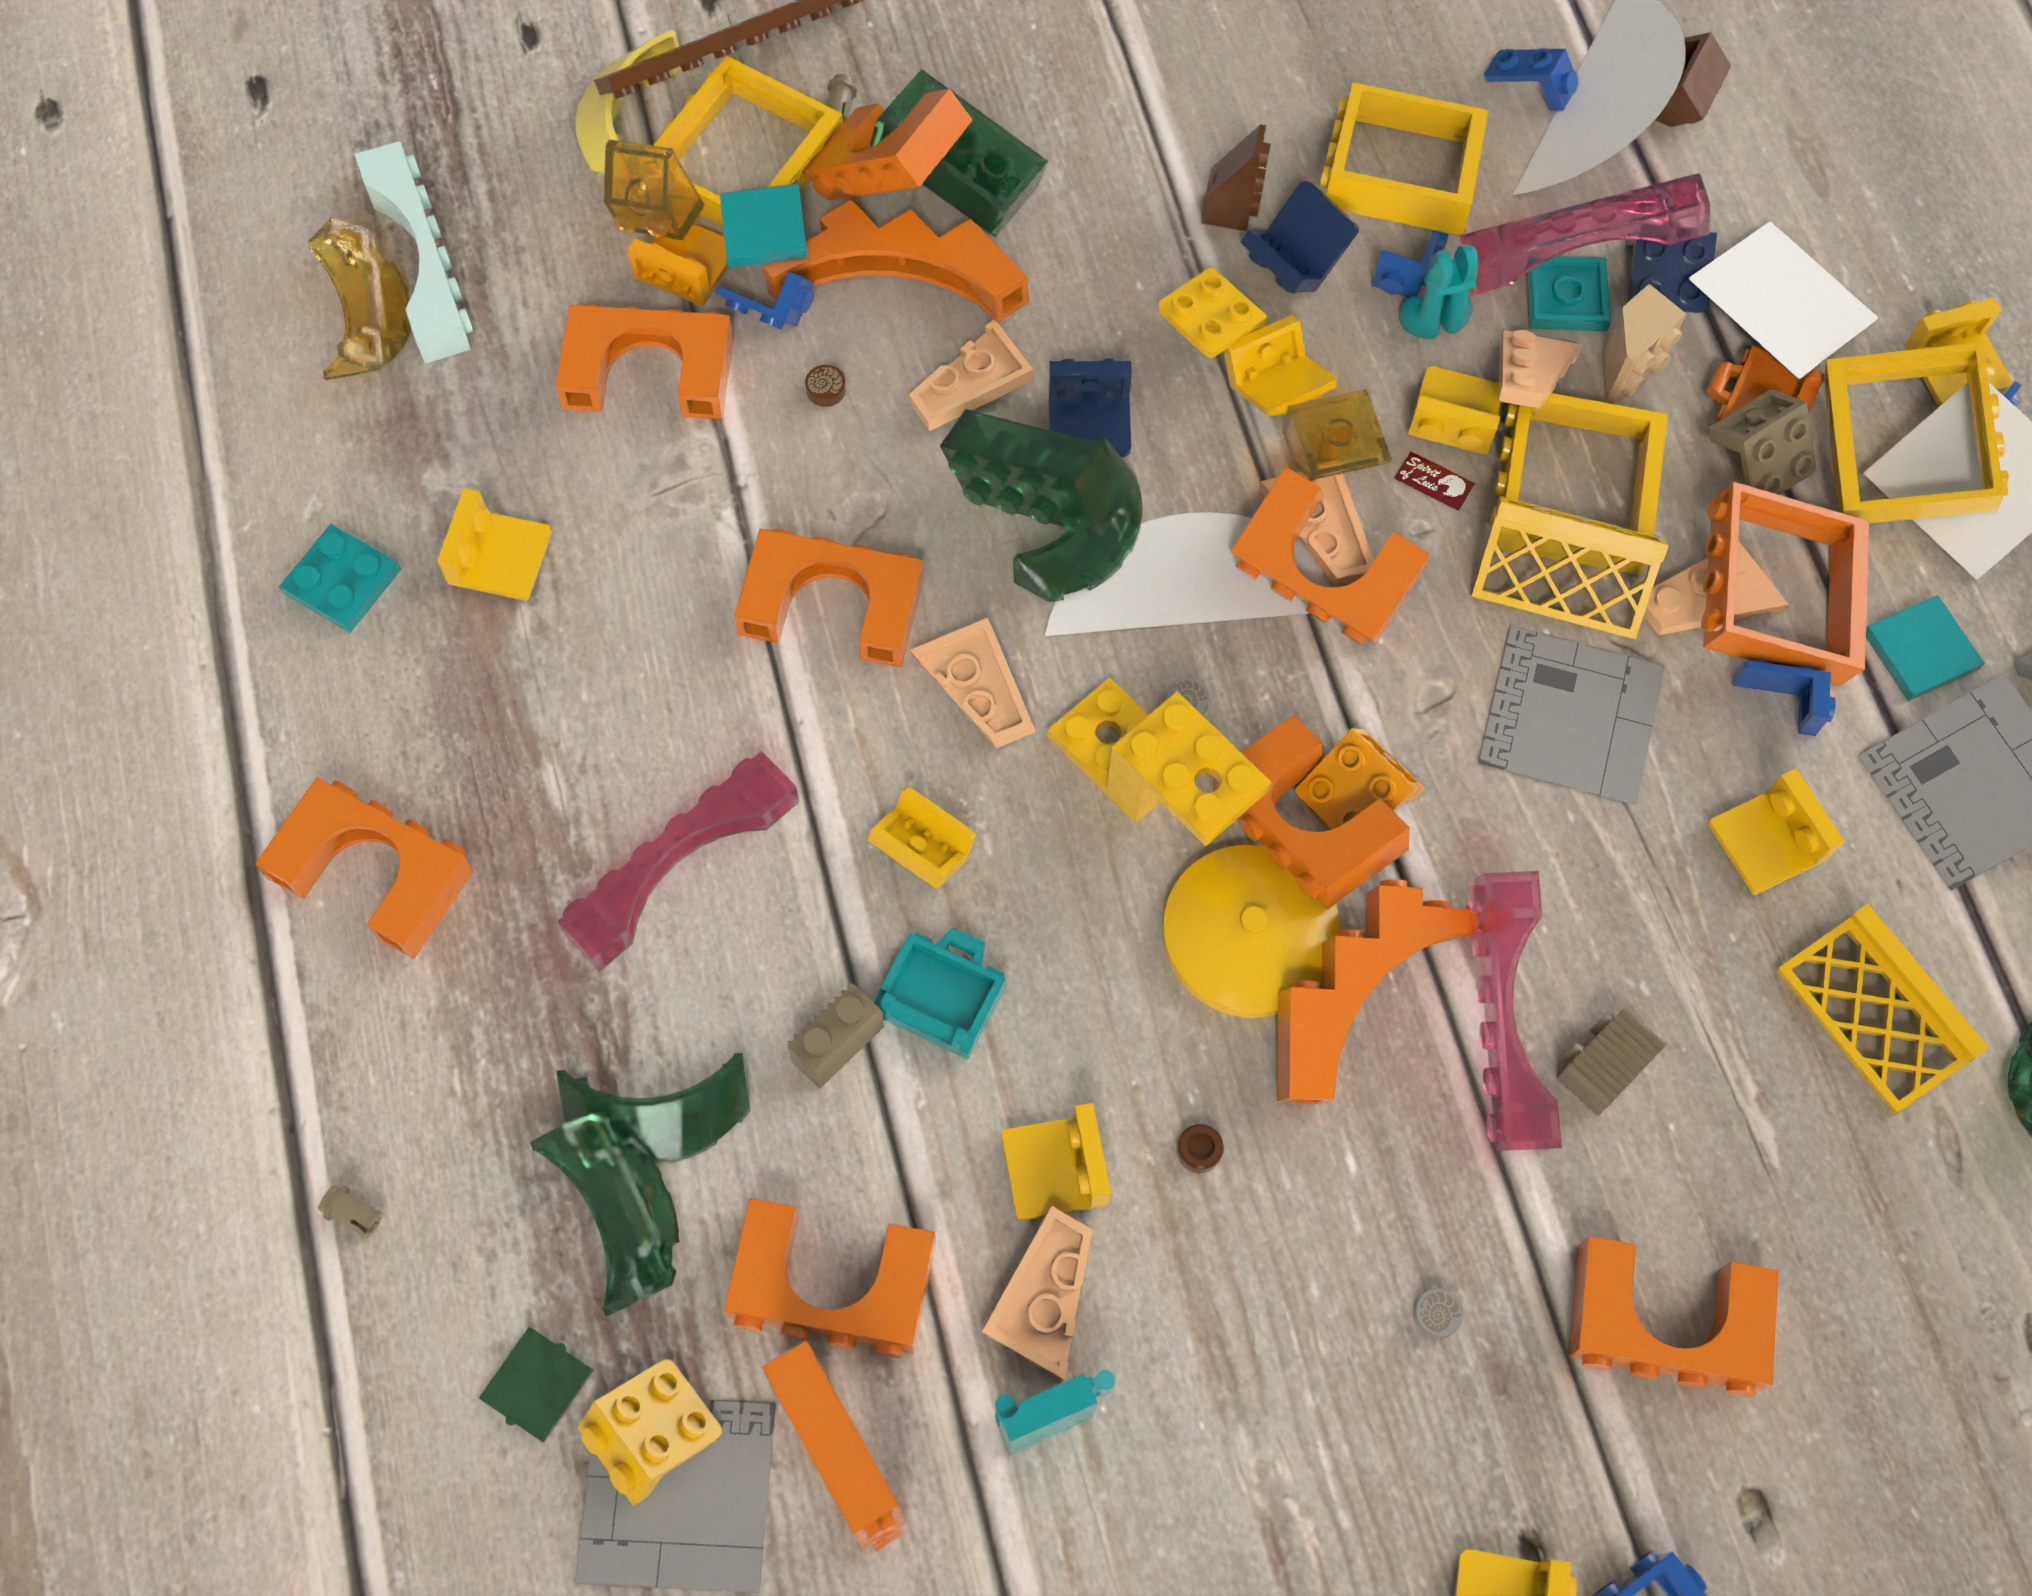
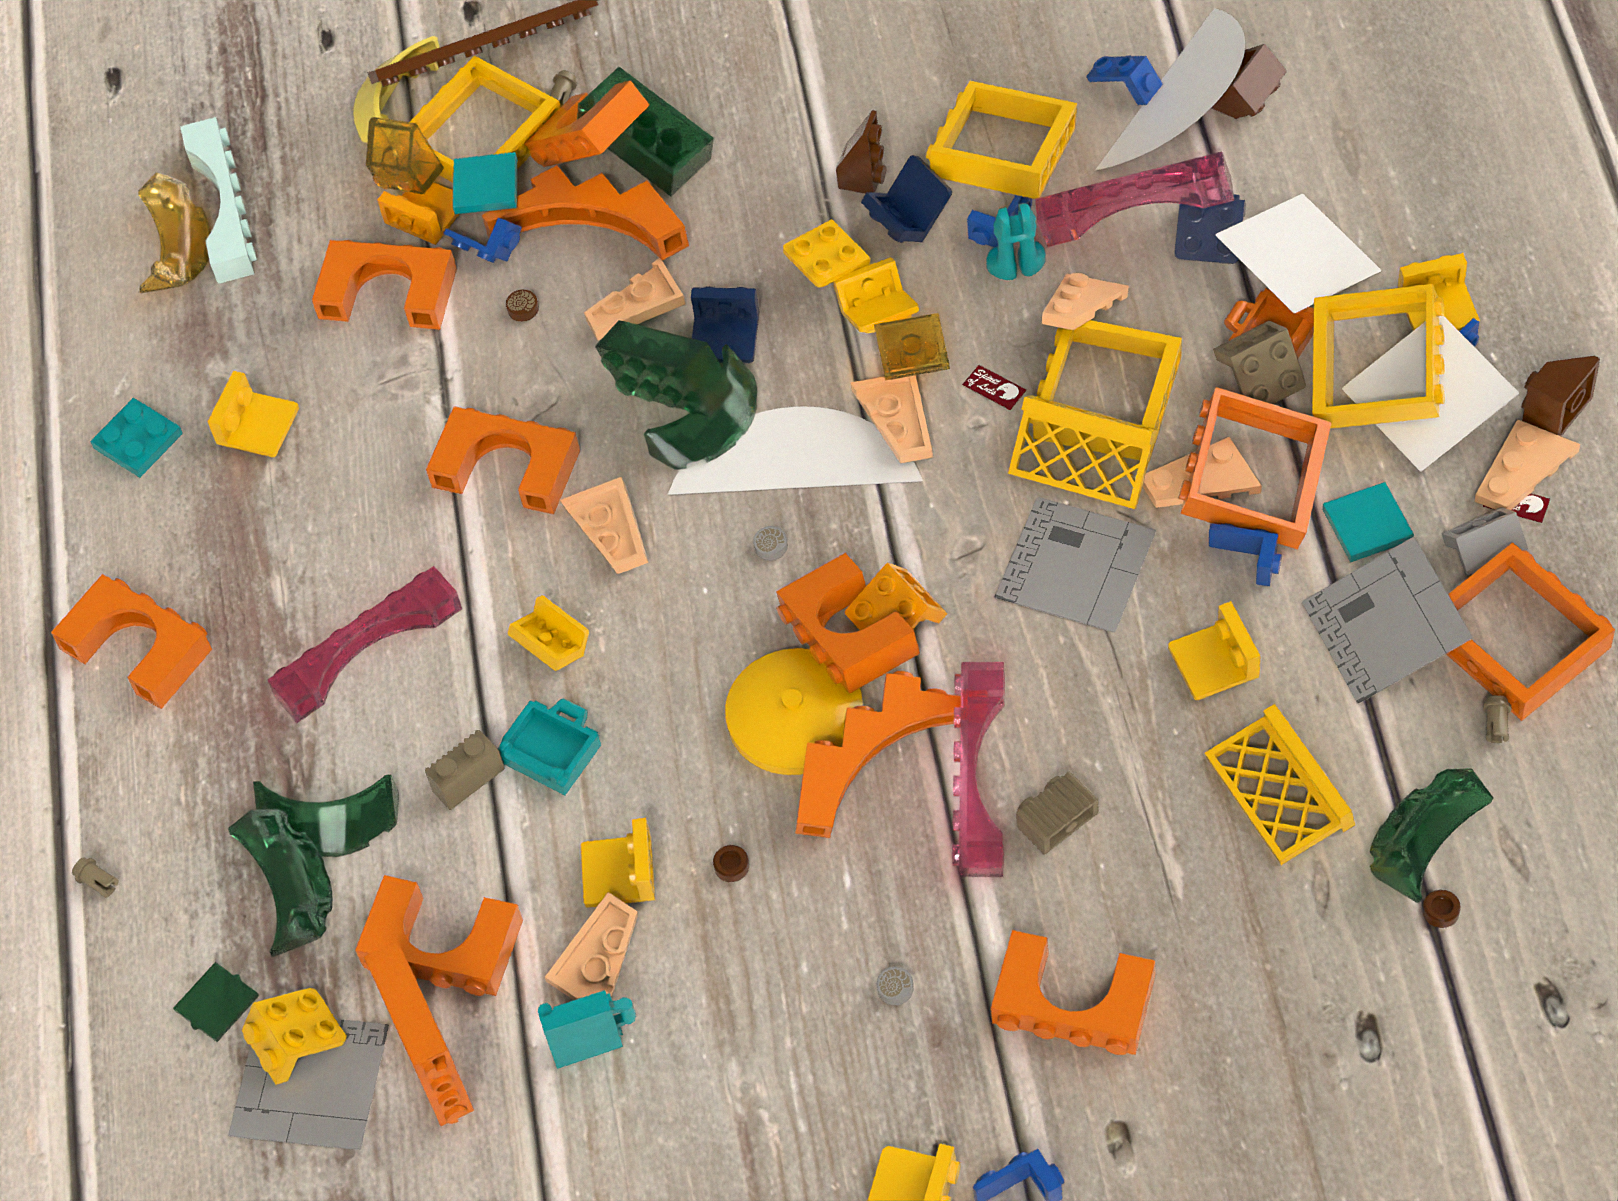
camera: 15 degrees right, 10 degrees down
(1159, 760) = (731, 578): yellow bracket -> none
(1362, 606) = (915, 475): orange arch -> none
(1456, 410) = (1015, 334): yellow bracket -> none
(1569, 294) = (1126, 246): teal tile -> none
(1640, 342) = (1169, 283): tan slope -> none

